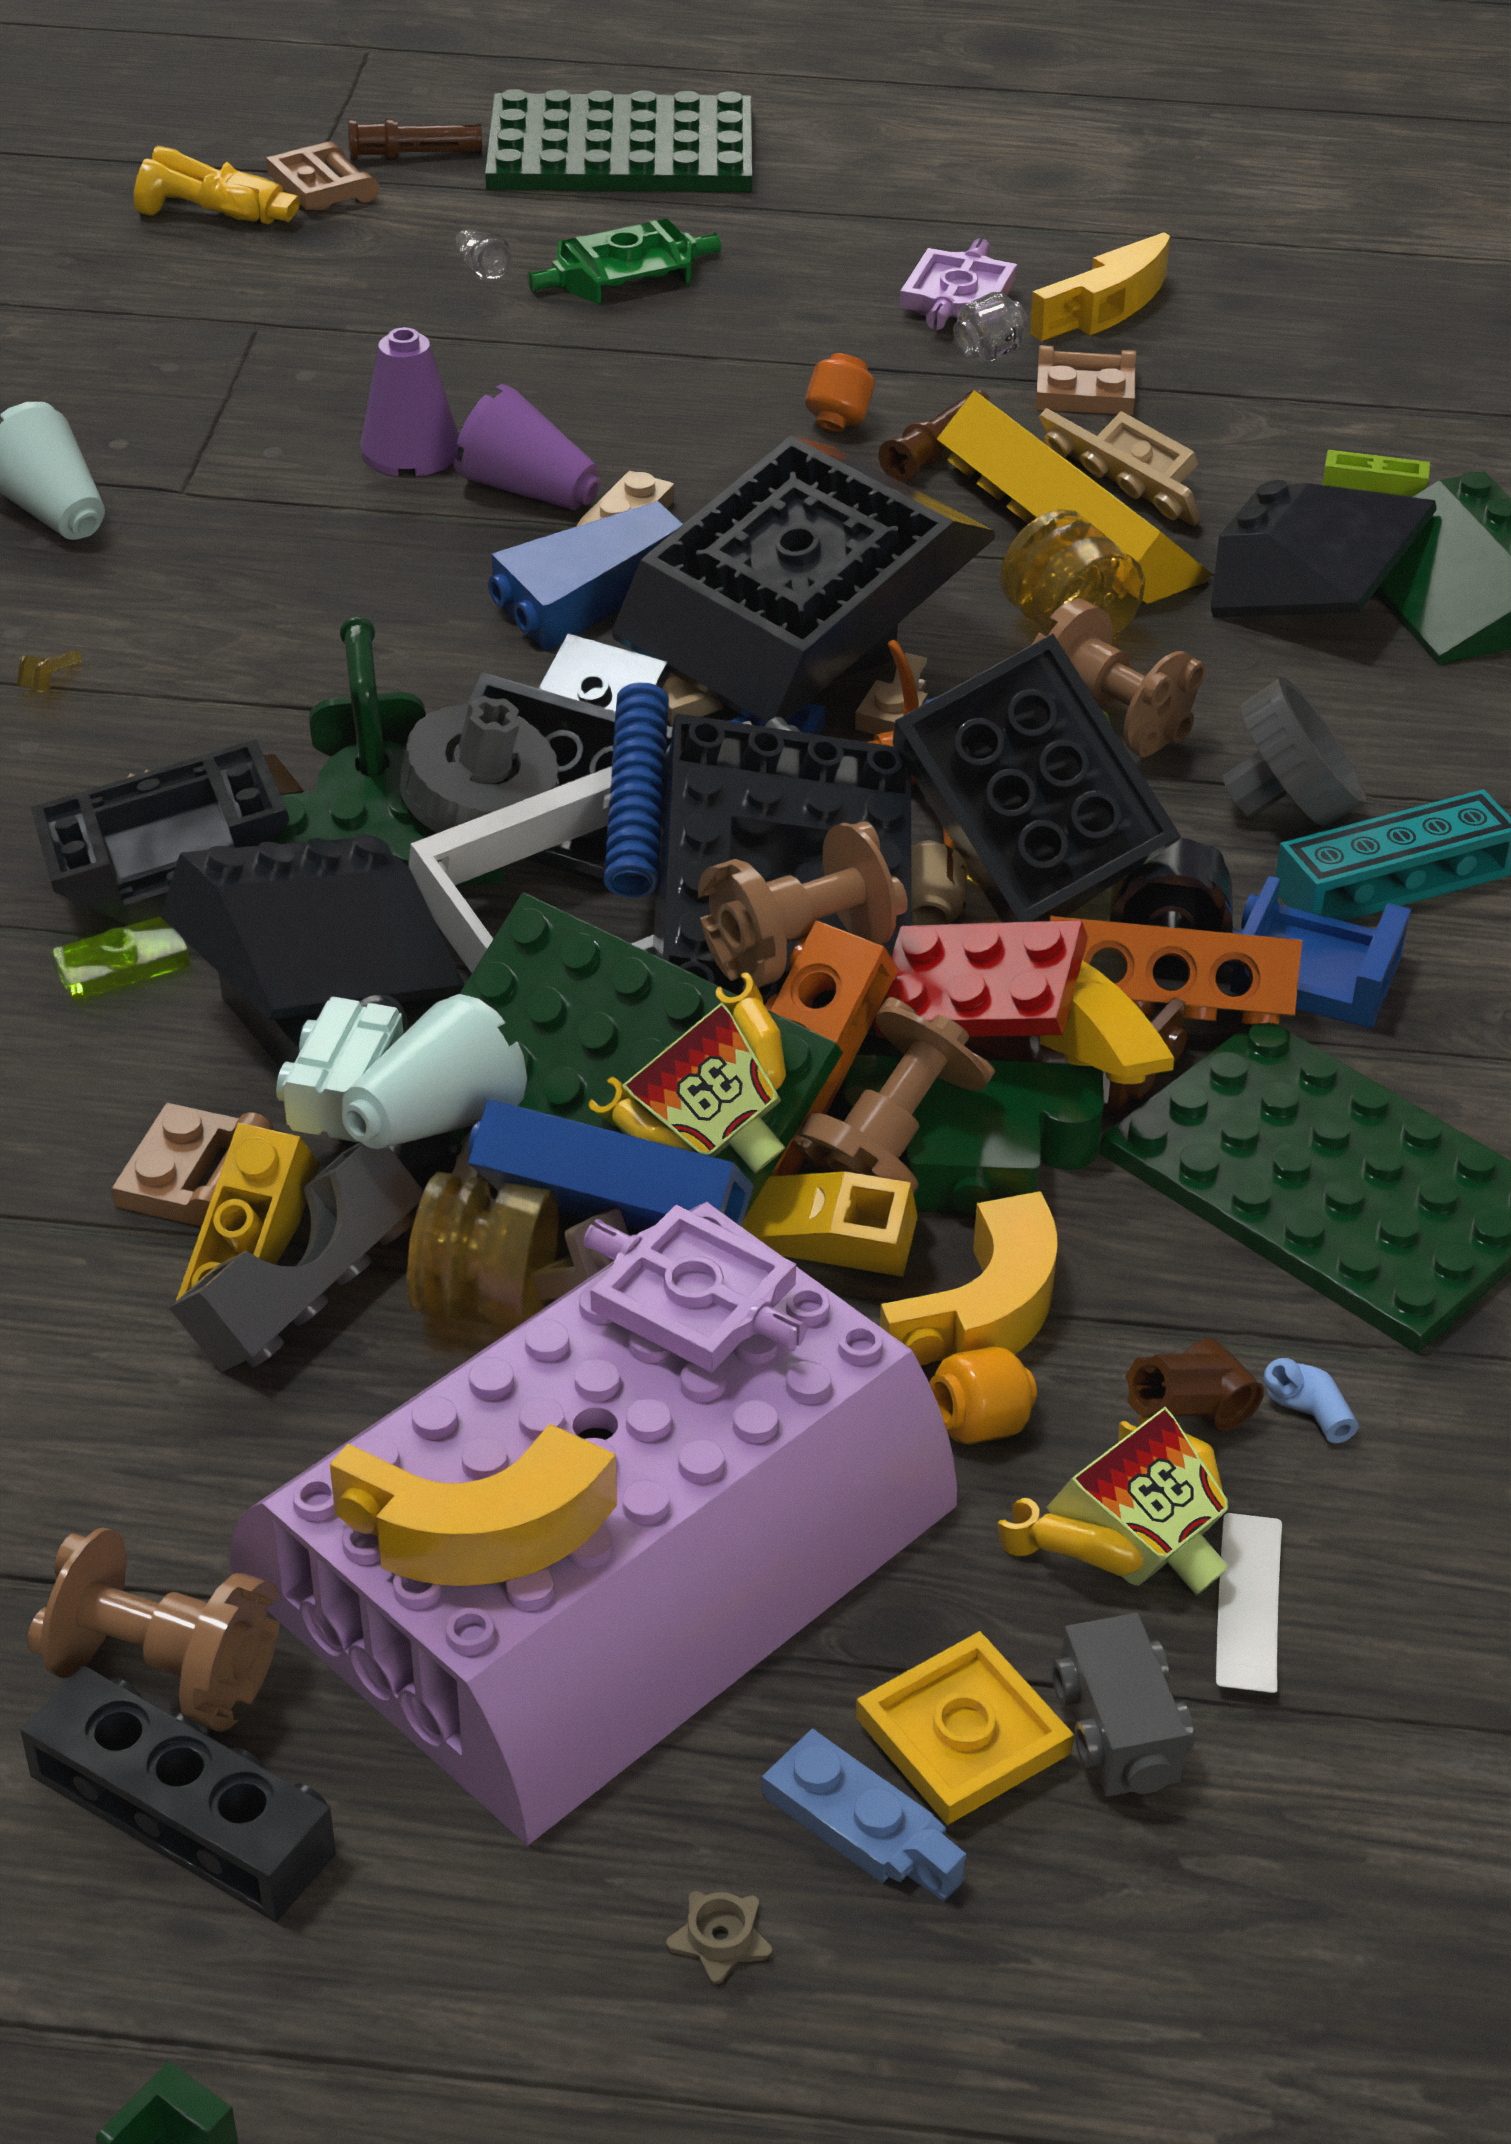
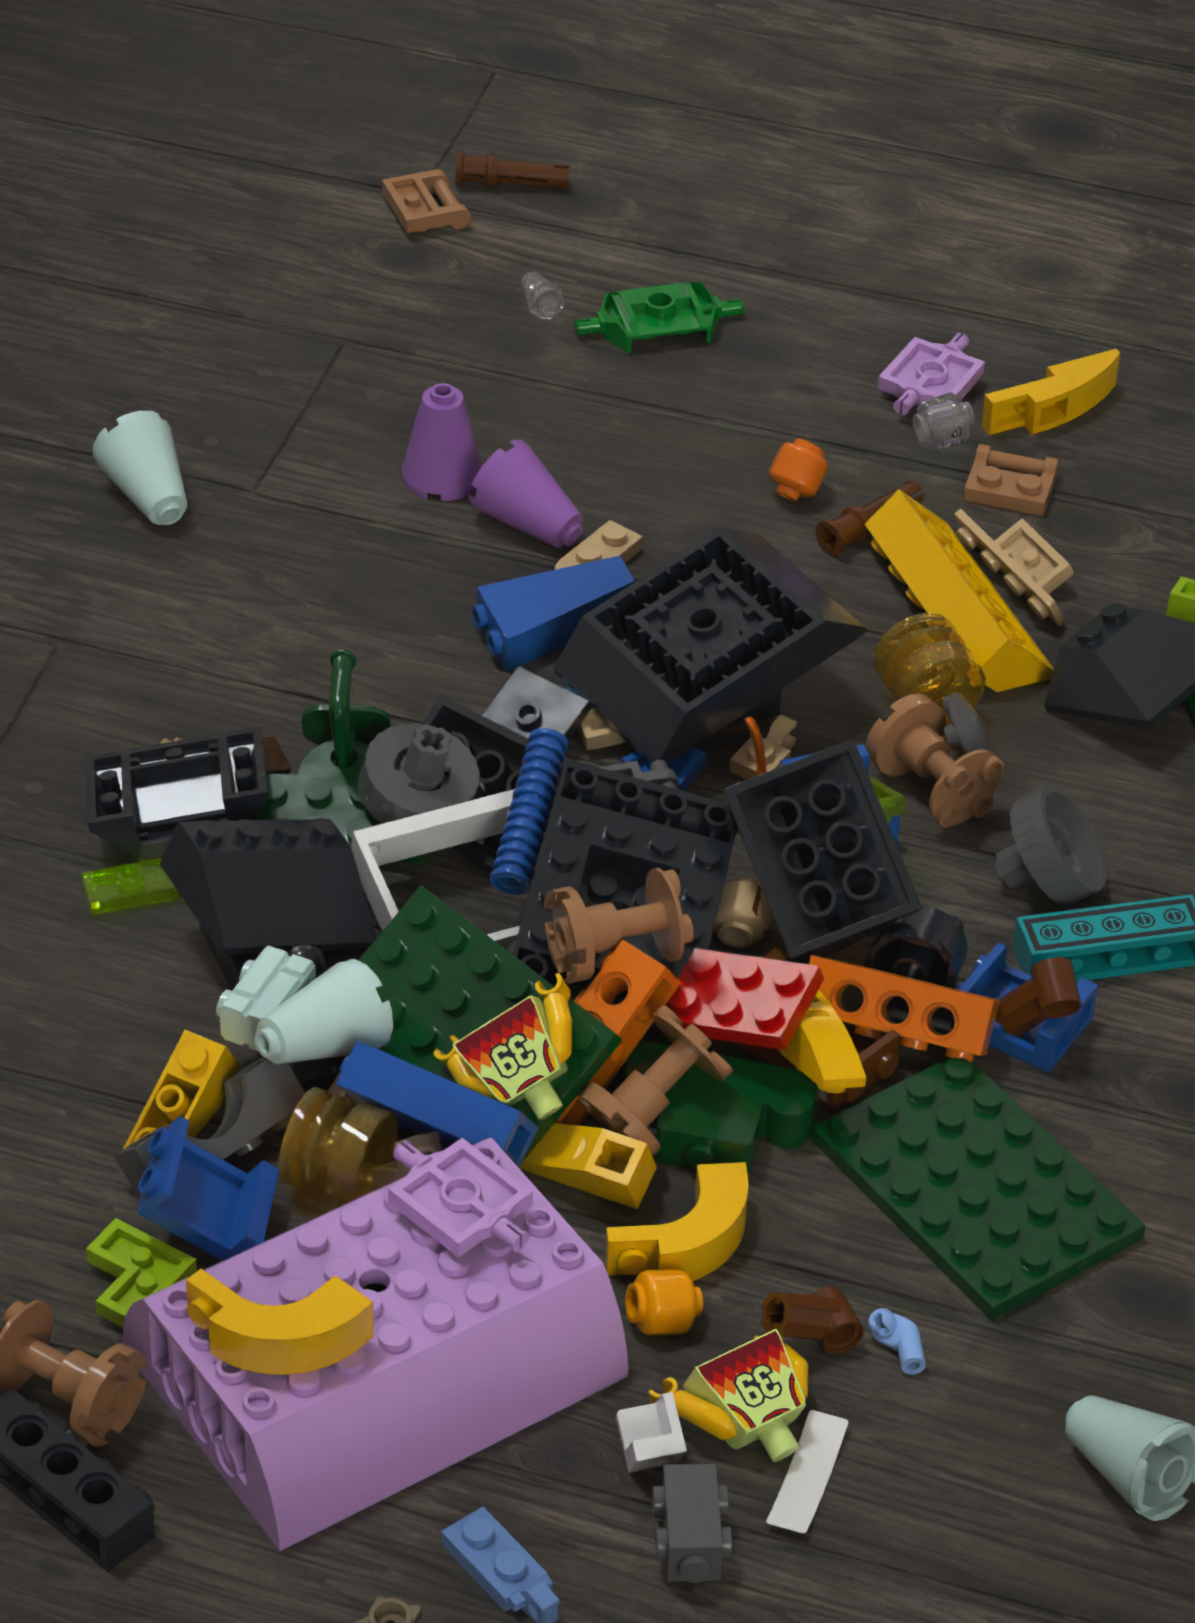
camera: 10 degrees right, 0 degrees up
(38, 671) = (112, 639): clear yellow hand -> none
(173, 1161) = (139, 1048): medium nougat plate -> none
(223, 190) = (338, 208): yellow piece -> none
(237, 1455) = (140, 1265): none -> lime plate
(312, 1345) = (204, 1195): none -> blue panel
(620, 142) = (687, 193): plate -> none
(964, 1727) = (584, 1521): yellow plate -> none
(1024, 1582) = (651, 1434): none -> white panel
(1141, 638) = (967, 727): none -> dark grey dish
(1362, 925) = (1048, 994): none -> reddish brown piece

